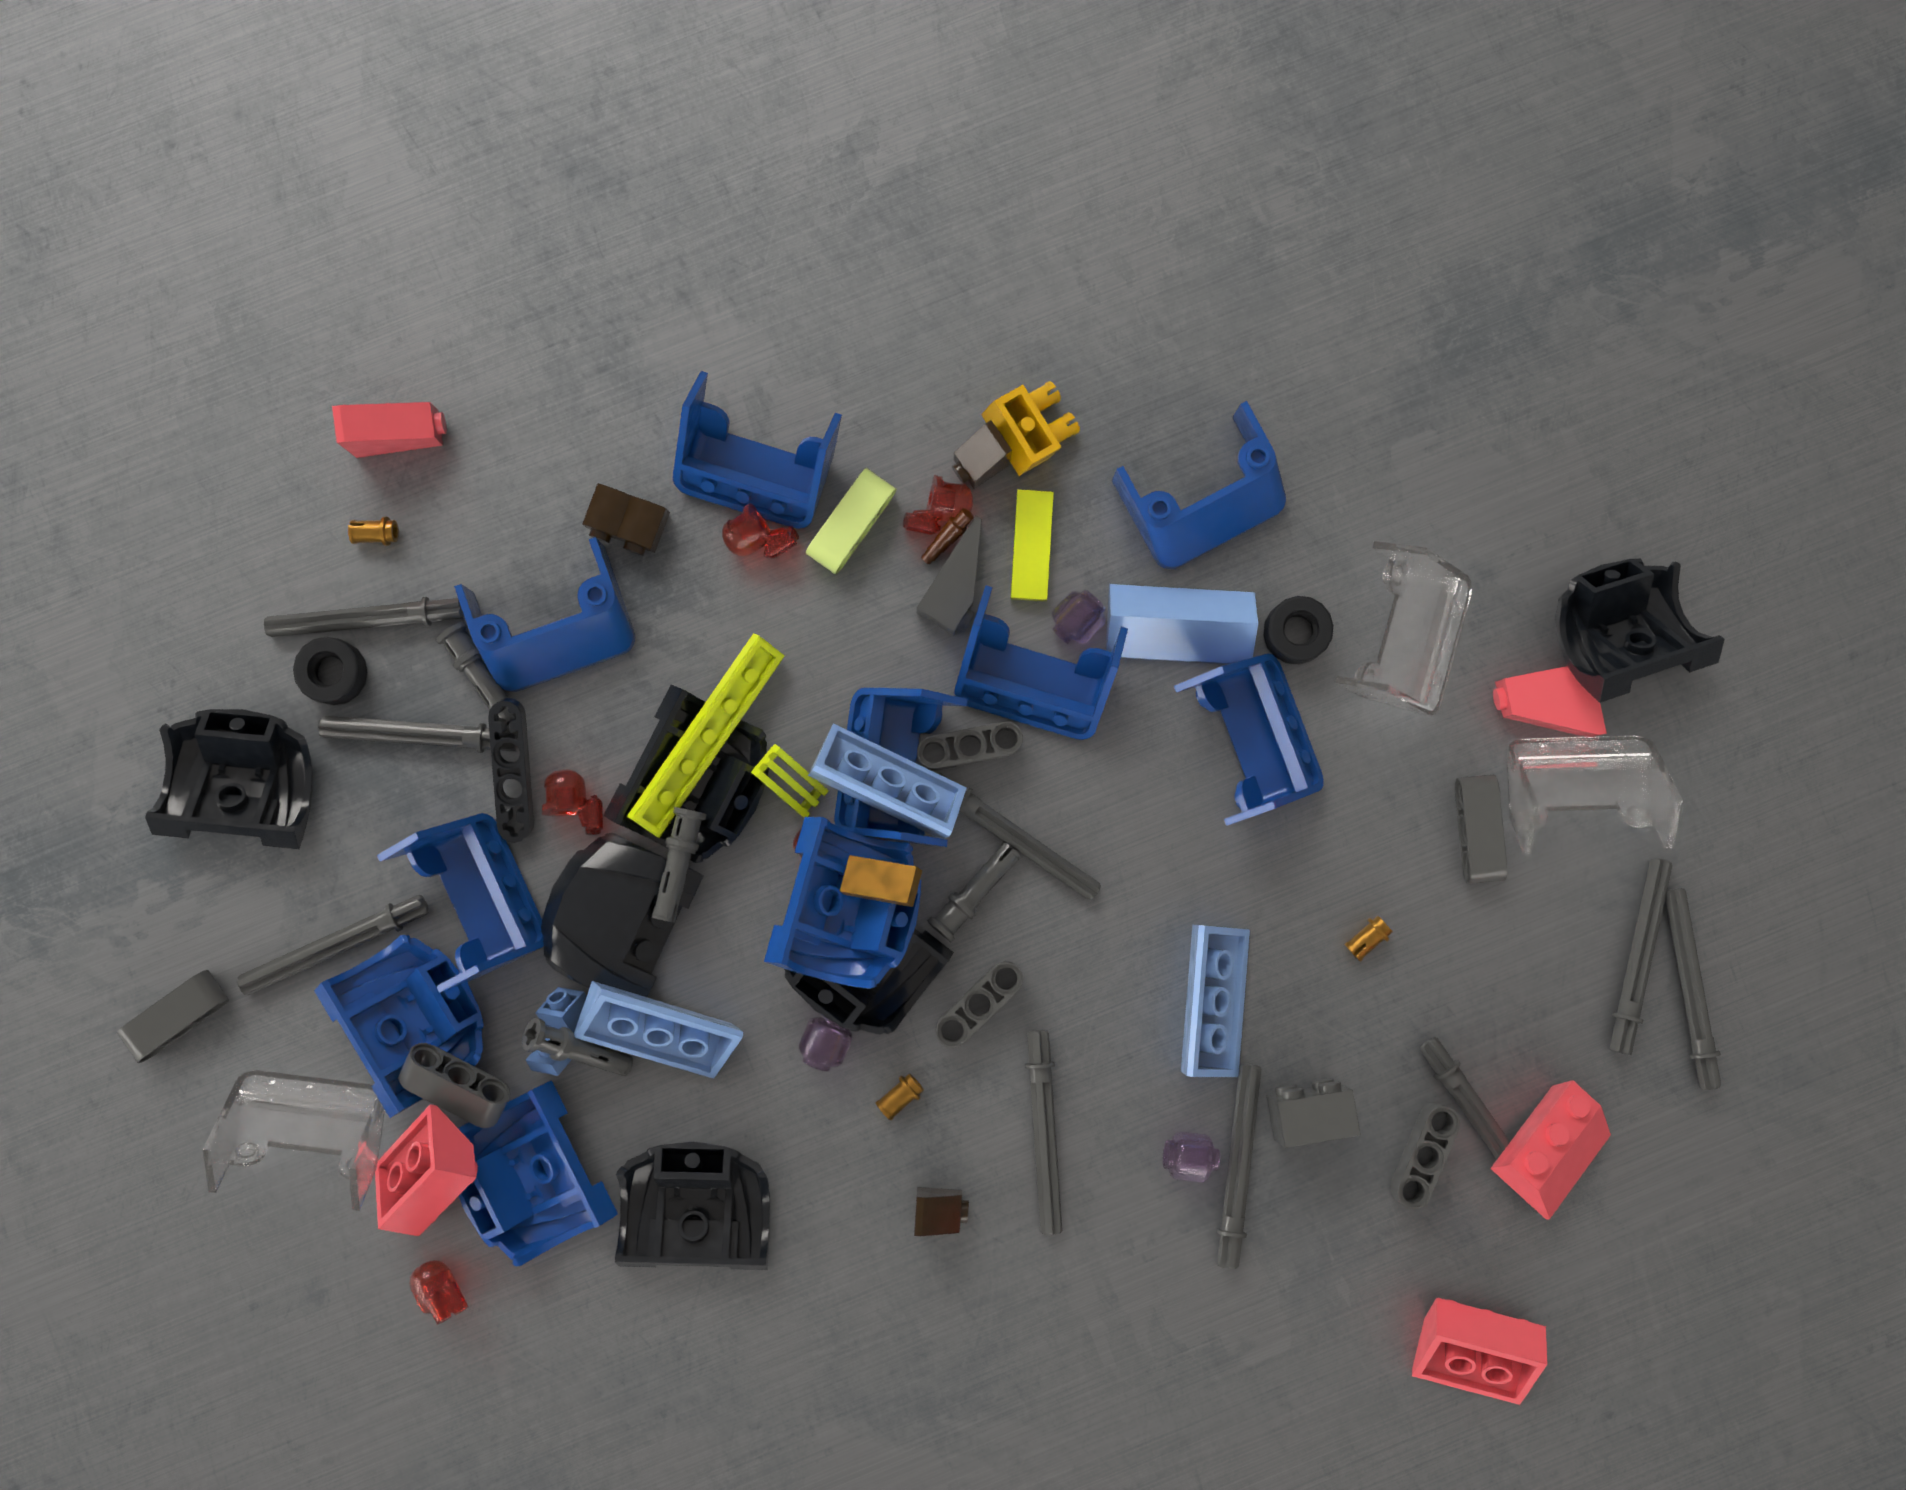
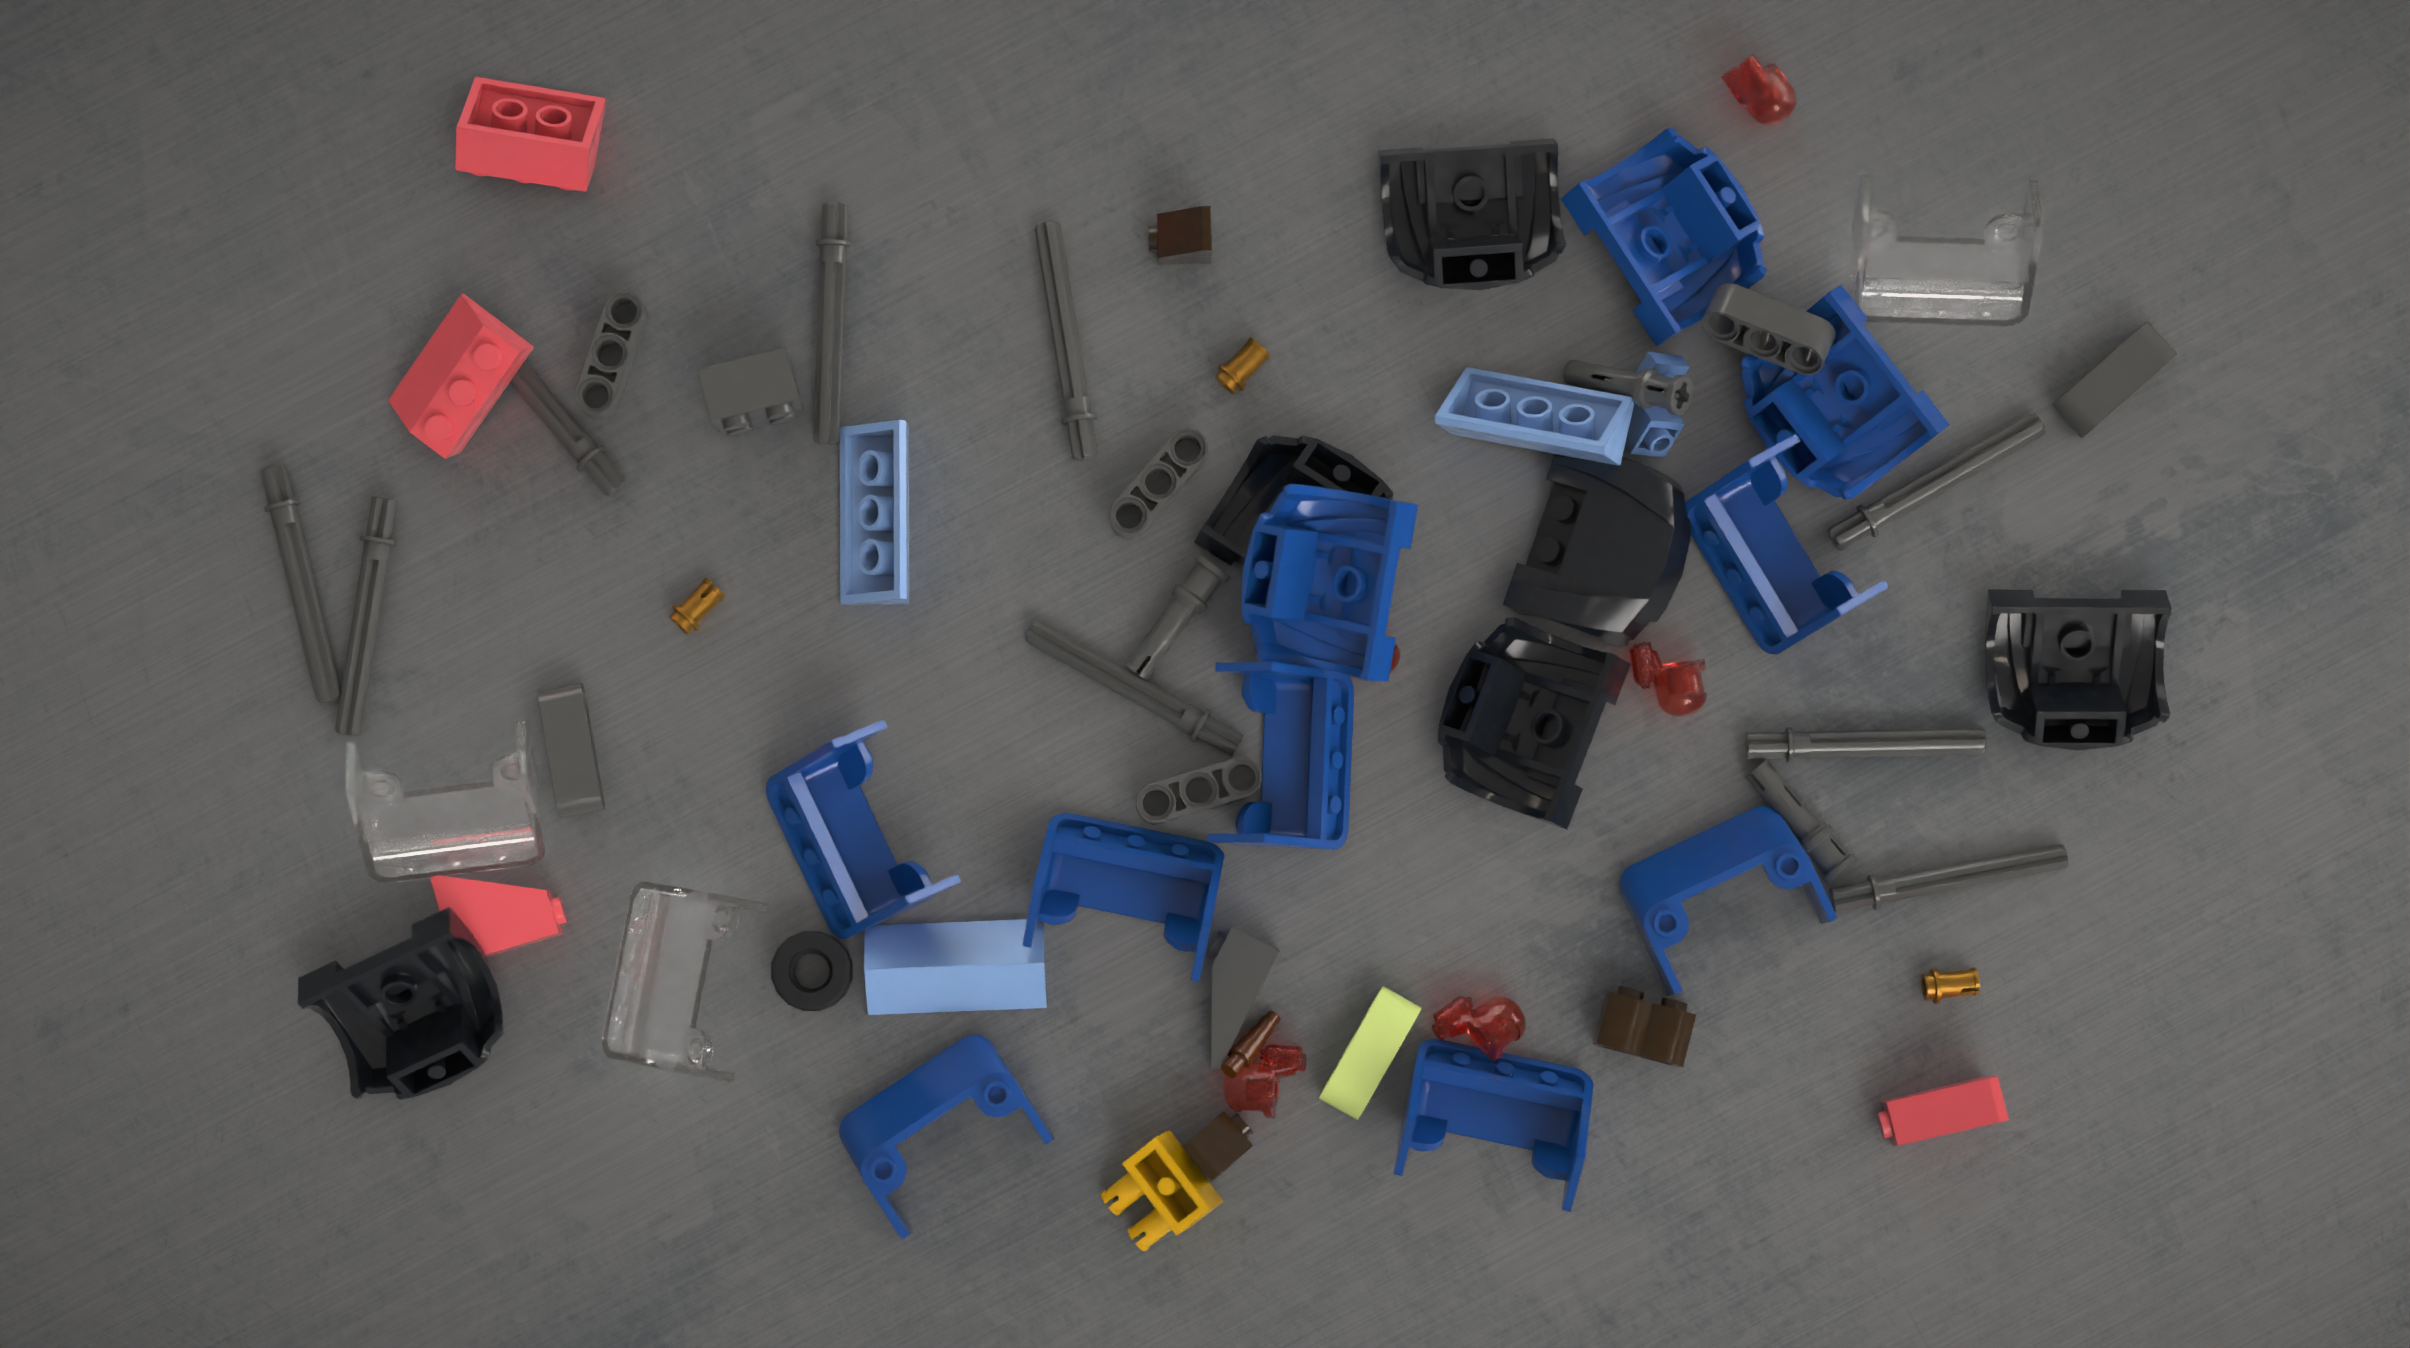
camera: 175 degrees right, 0 degrees up
(310, 658) = (2008, 808): black tyre -> none
(423, 1173) = (1793, 224): coral slope -> none
(515, 770) = (1743, 708): black beam -> none
(680, 847) = (1531, 633): dark grey pin -> none
(706, 735) = (1517, 771): neon yellow tile -> none
(810, 799) = (1385, 710): neon yellow tile -> none
(824, 1043) = (1338, 418): clear purple head -> none
(881, 880) = (1289, 611): pearl gold tile -> none
(888, 782) = (1292, 735): light blue slope -> none
(1032, 545) = (1145, 1046): neon yellow tile -> none
(1078, 617) = (1081, 961): clear purple head -> none
(1190, 1156) = (890, 327): clear purple head -> none

